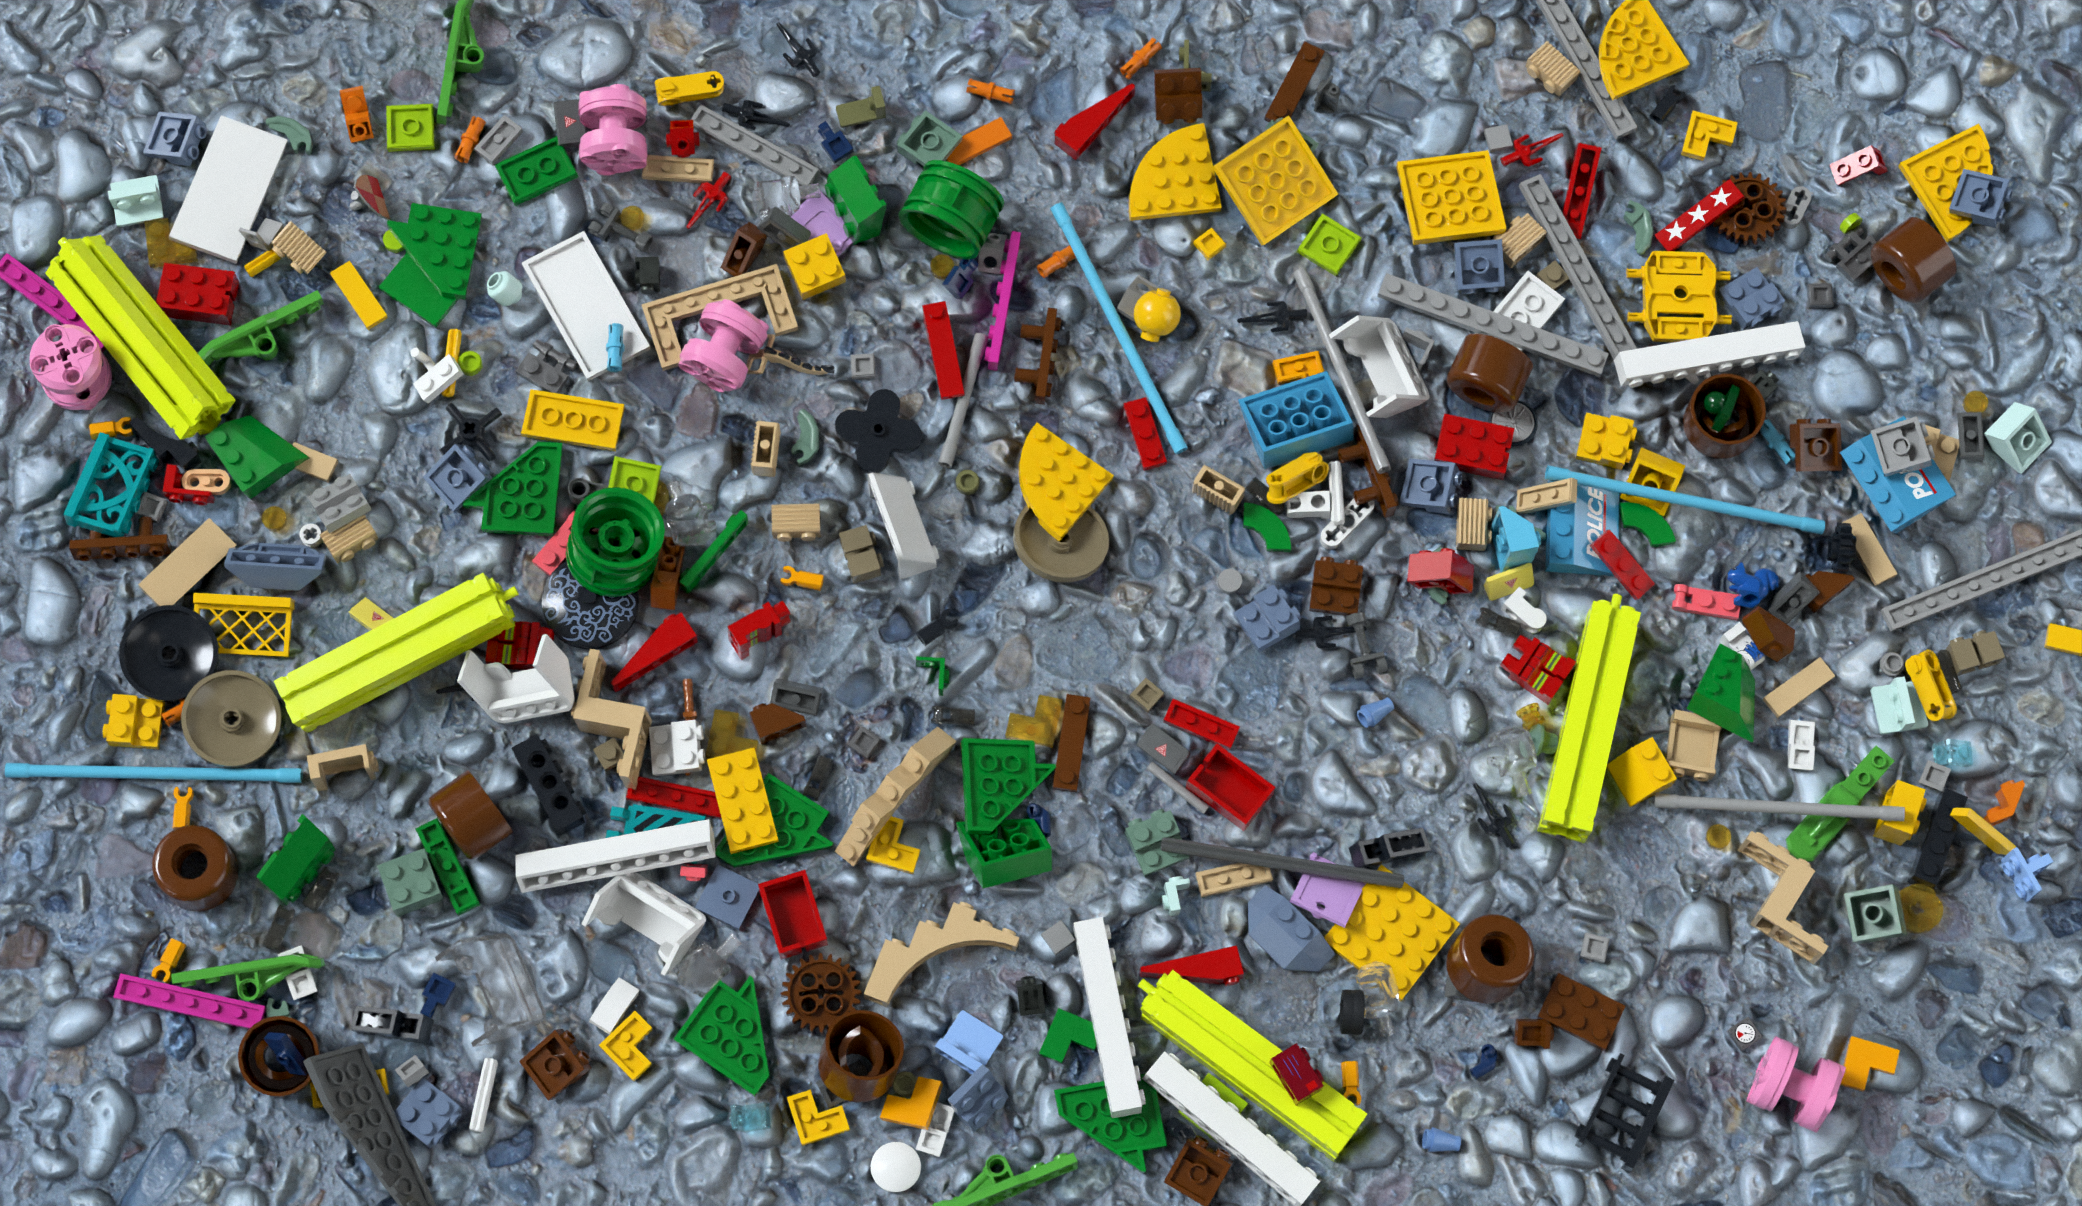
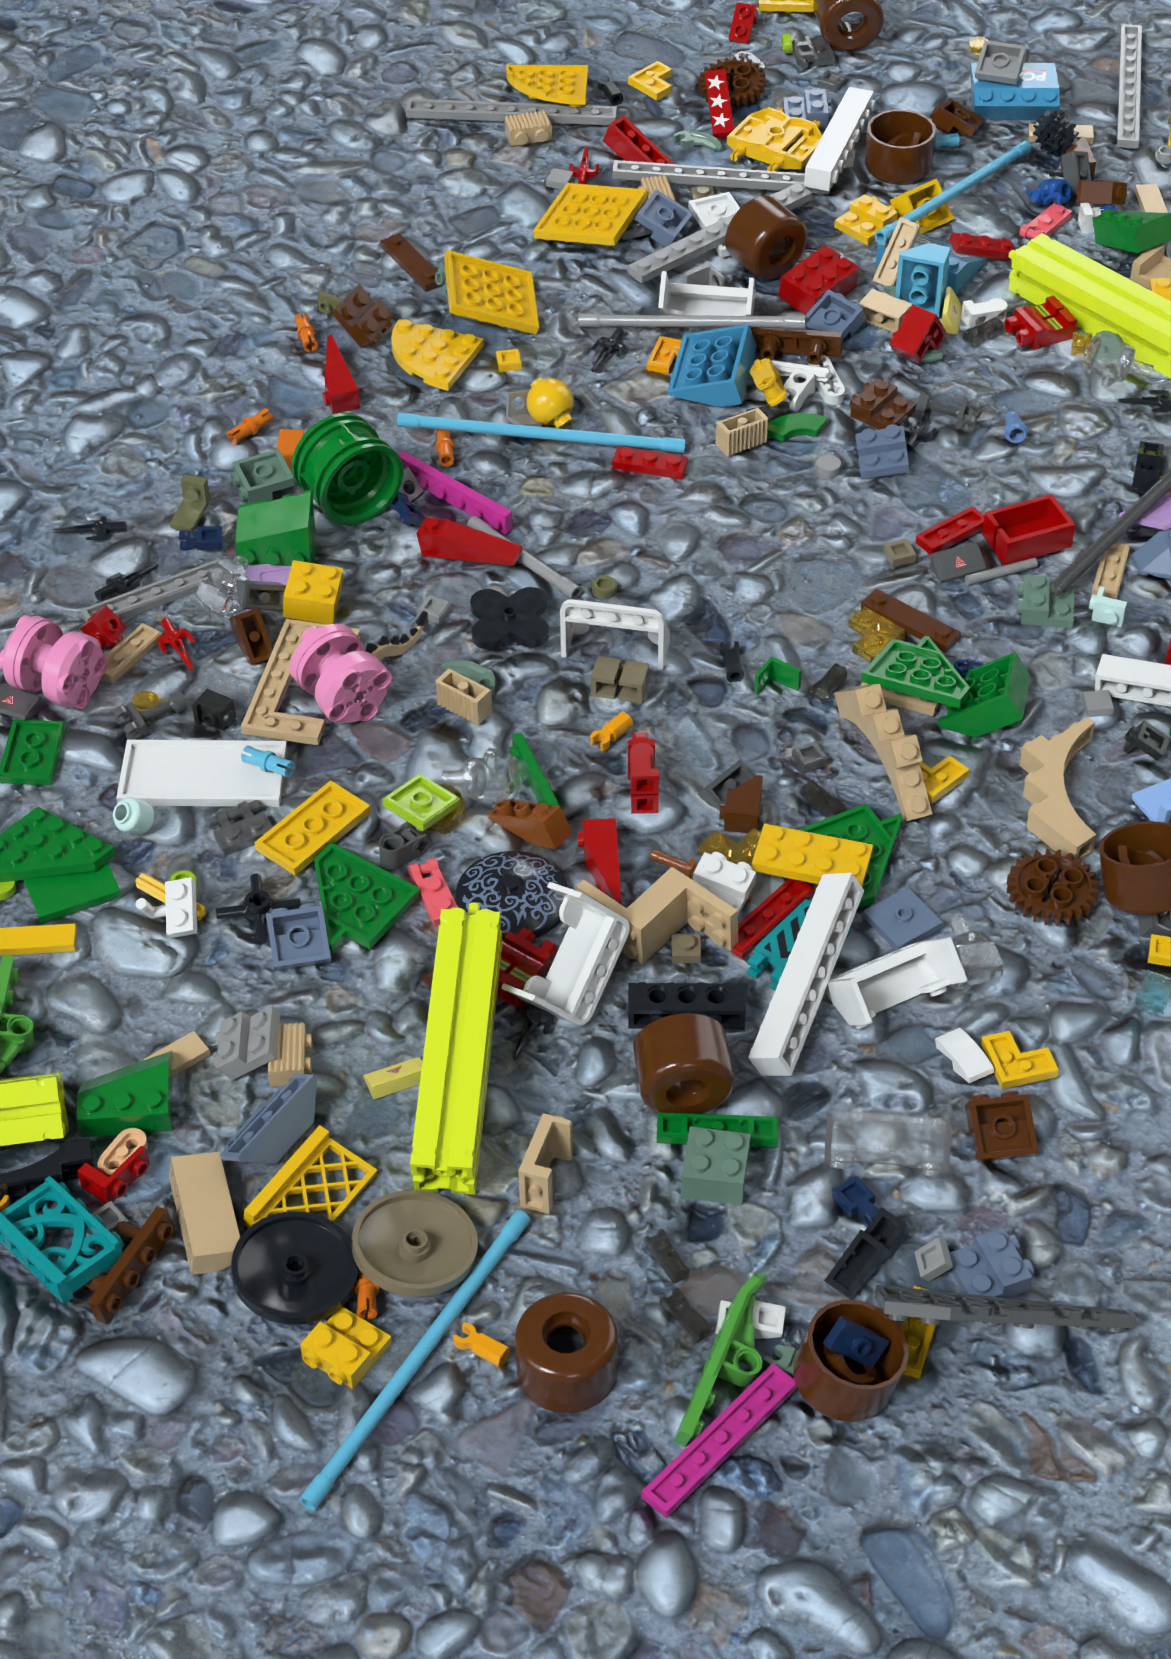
camera: 55 degrees left, 25 degrees down
(169, 959) = (654, 1438): light orange bar -> none
(274, 518) = (212, 1116): clear yellow tile -> none
(297, 862) = (624, 1248): green wedge -> none
(310, 528) = (257, 1083): white bush -> none
(483, 1095) = (997, 1210): white axle -> none
(613, 558) = (476, 826): green wheel -> none
(688, 88) = (62, 600): yellow piece -> none
(694, 872) = (860, 930): coral plate -> none
(729, 1035) = (1055, 978): green wing -> none
(793, 914) = (958, 868): red piece -> none
(796, 522) = (551, 709): tan brick -> none
(941, 266) = (384, 522): clear yellow tile -> none
(1040, 376) = (537, 492): reddish brown plate -> none
(1058, 480) = (652, 523): yellow plate -> none
(1072, 558) = (711, 540): dark tan dish -> none
(1327, 96) = (441, 230): dark grey hinge -> none
(1329, 244) = (569, 297): lime tile -> none
(1648, 522) = (958, 224): green tile -> none
(1721, 405) = (897, 133): dark green tile -> none
(2018, 436) = (1021, 30): light aqua slope -> none

